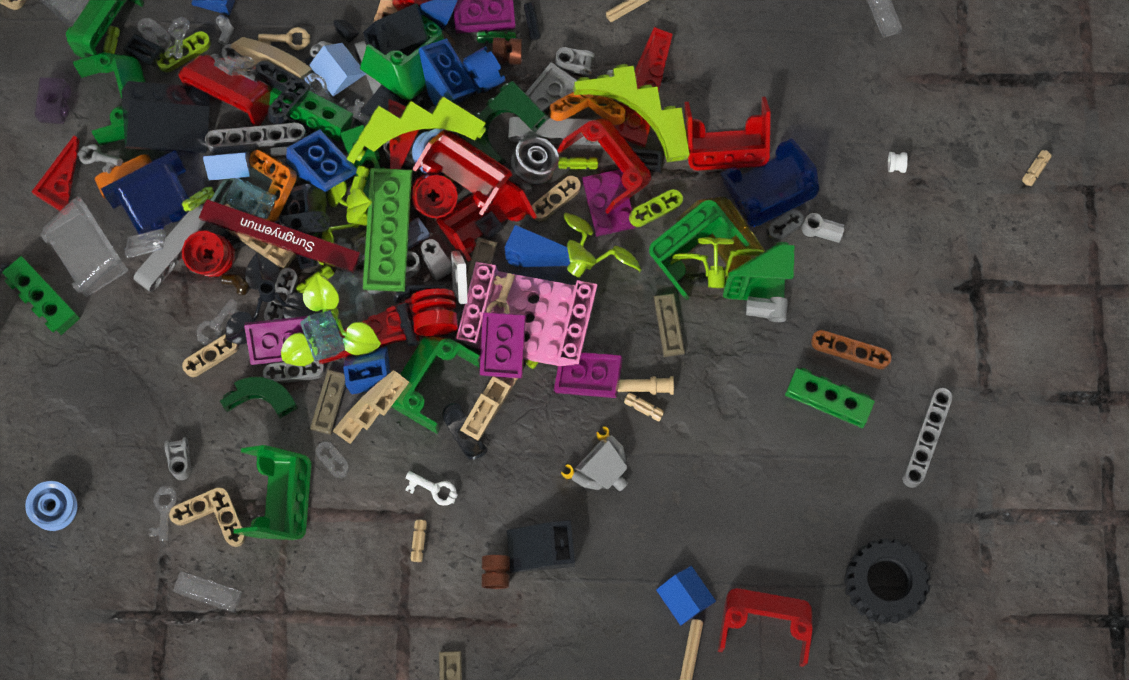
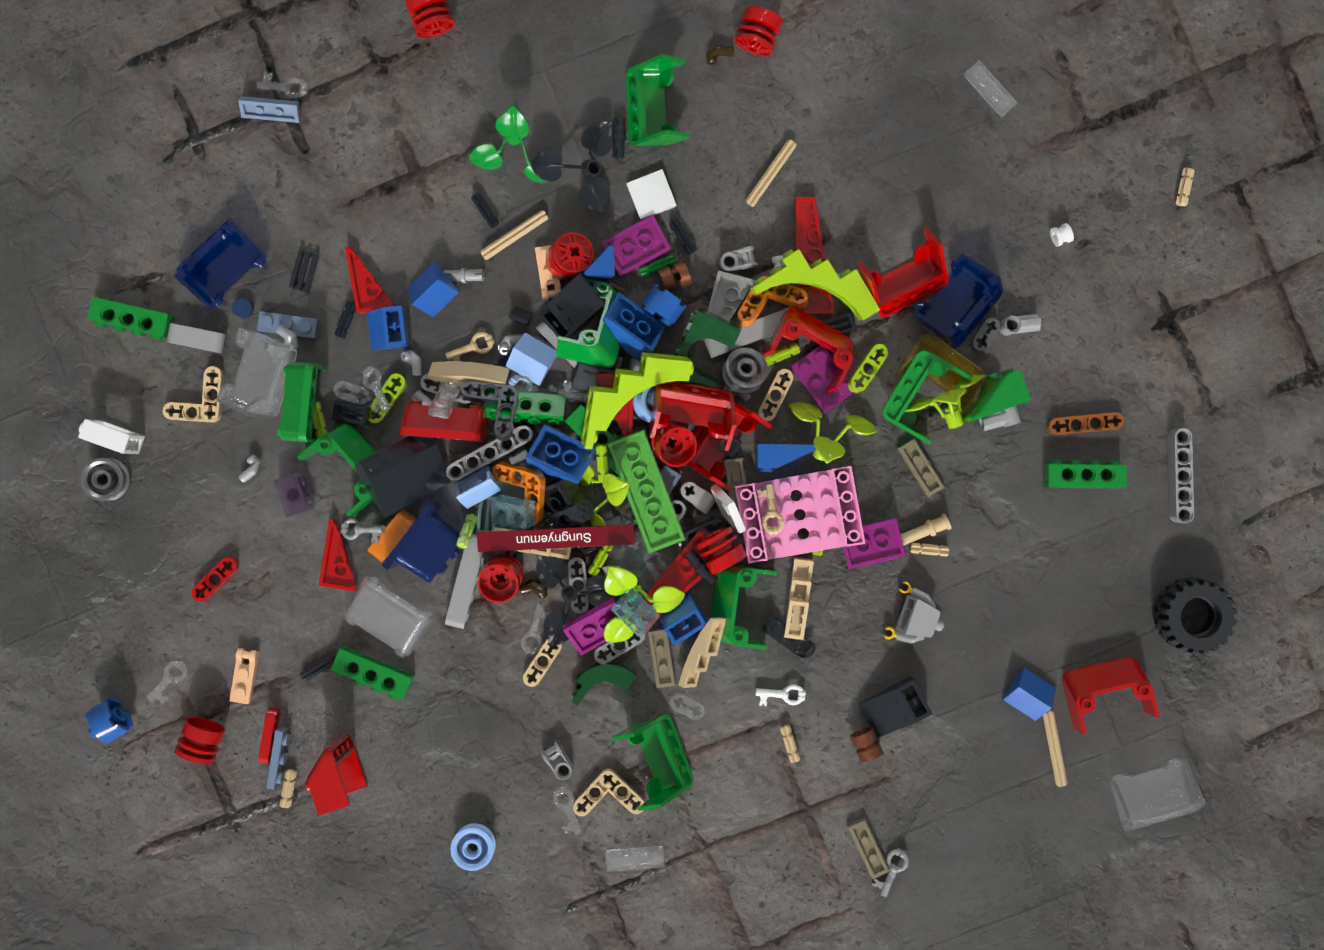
camera: 25 degrees left, 15 degrees up
(23, 64) = (252, 469): none -> light grey arm
(143, 245) = (449, 577): clear tile -> none
(502, 345) = (791, 552): magenta plate -> none

